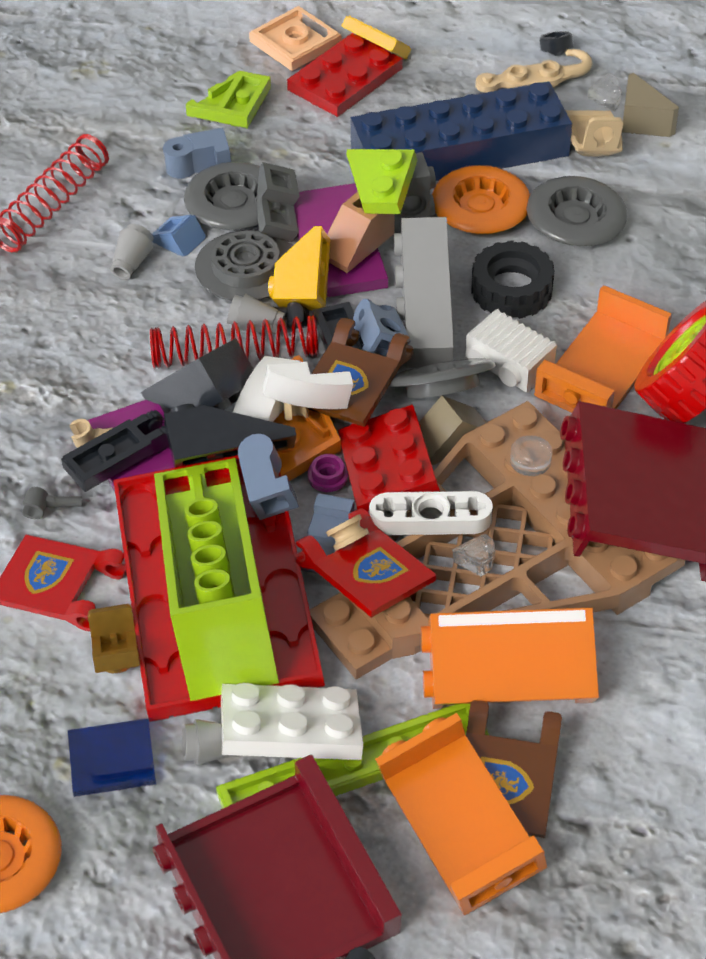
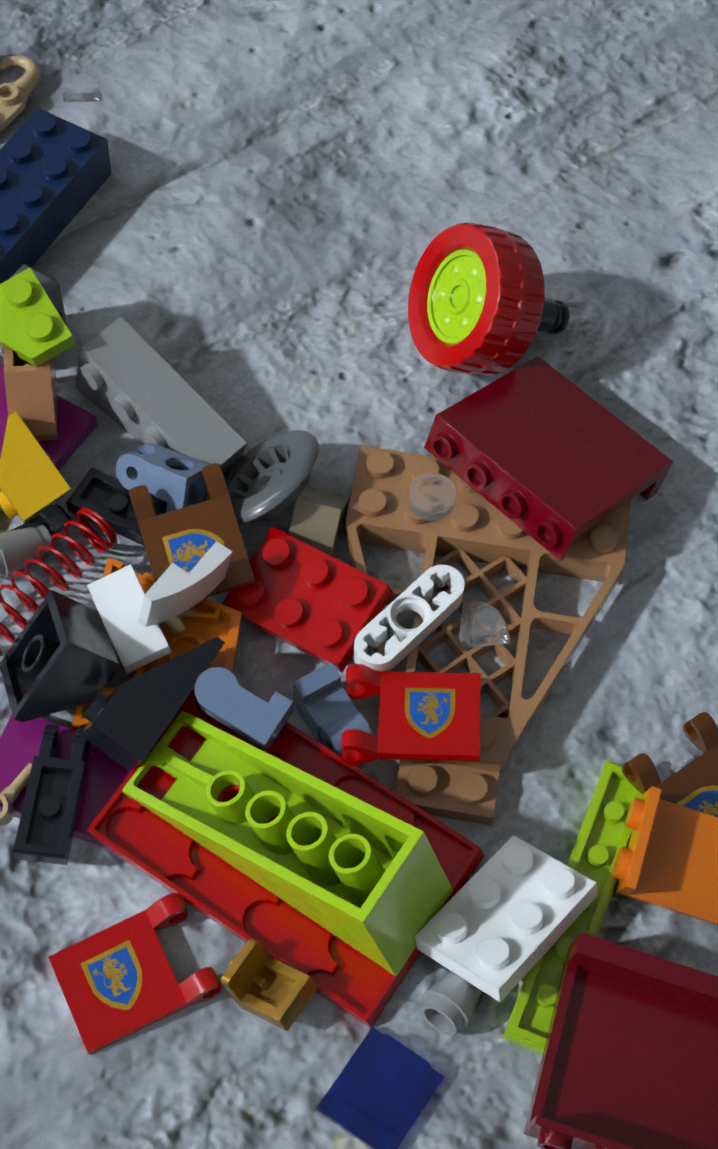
camera: 50 degrees left, 10 degrees up
(37, 500) = (21, 912): dark grey hand -> none
(327, 473) = (259, 643): magenta plate -> none
(347, 532) = (371, 698): tan bush -> none
(481, 199) = (93, 285): orange wheel -> none
(510, 656) = (614, 700): orange panel -> none
(512, 348) = (285, 404): white brick -> none
(516, 258) = (207, 306): black tyre -> none
(577, 211) = (200, 228): dark grey wheel -> none
(595, 132) = (126, 132): tan piece -> none
(605, 355) = (363, 354): orange panel -> none
(648, 110) = (138, 80): dark tan slope -> none

